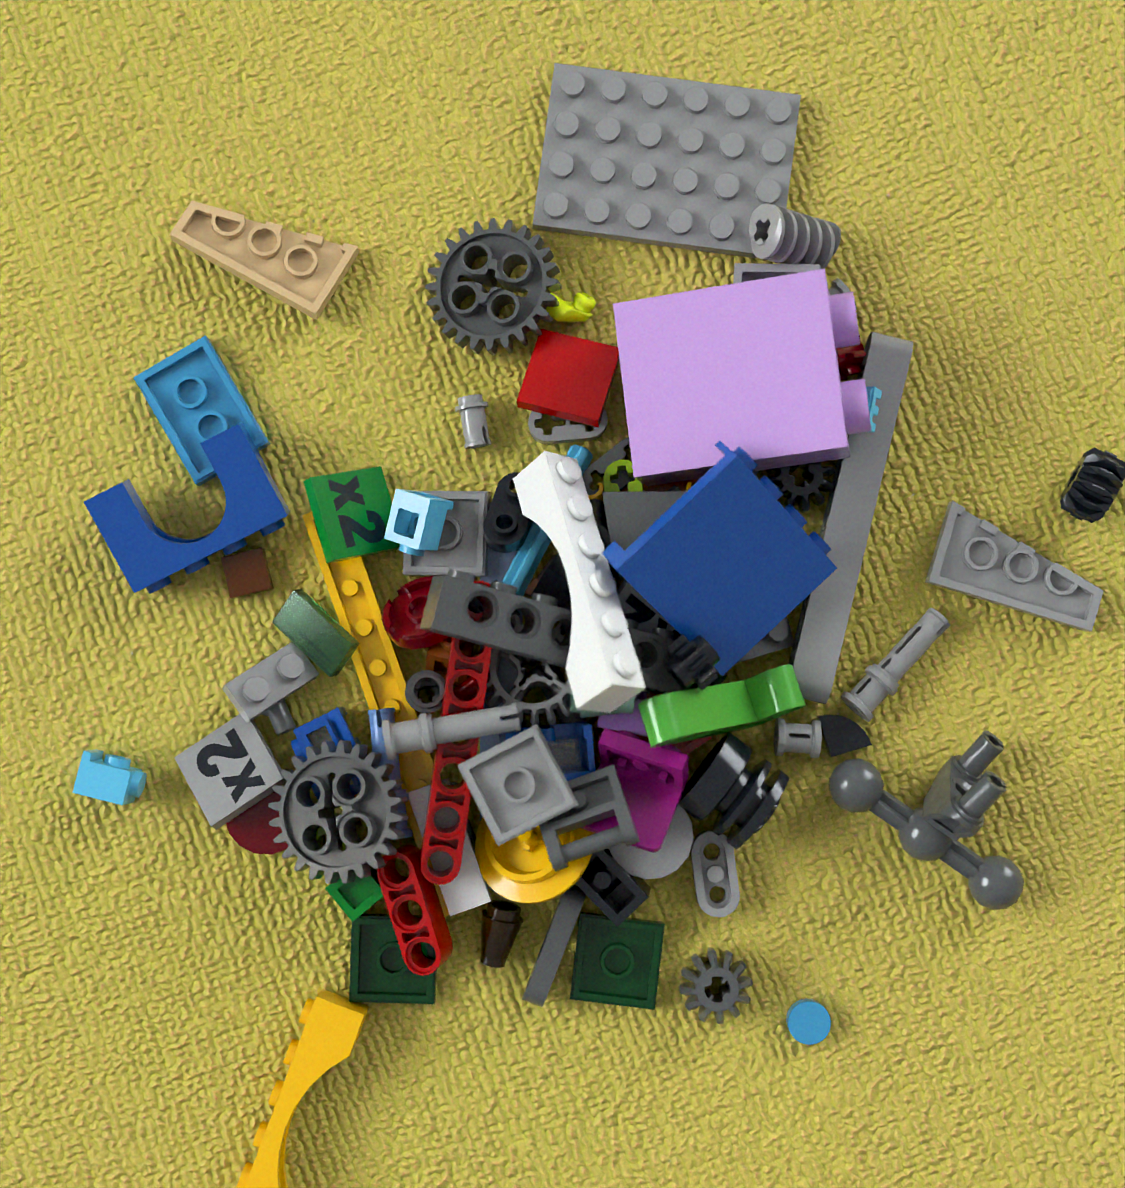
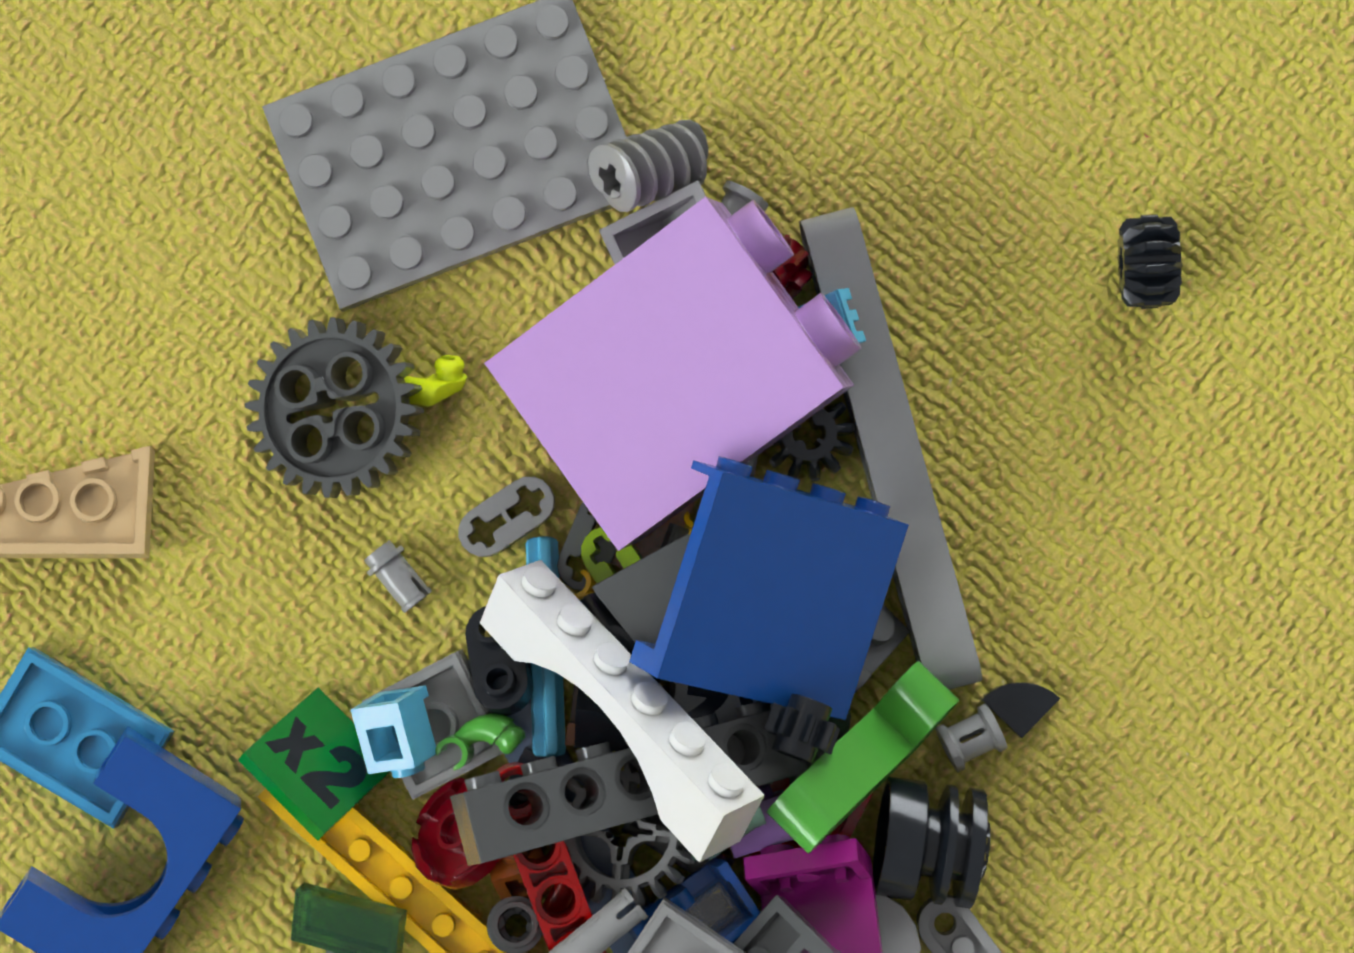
camera: 30 degrees left, 0 degrees up
(247, 573) = (230, 898): reddish brown tile -> none
(478, 551) = (484, 728): none -> bright green arm
(569, 378) = (479, 466): red tile -> none
(883, 678) = (1031, 613): light grey pin -> none
(949, 812) = (1191, 732): dark grey connector -> none
(993, 567) = (1091, 415): light grey wing -> none

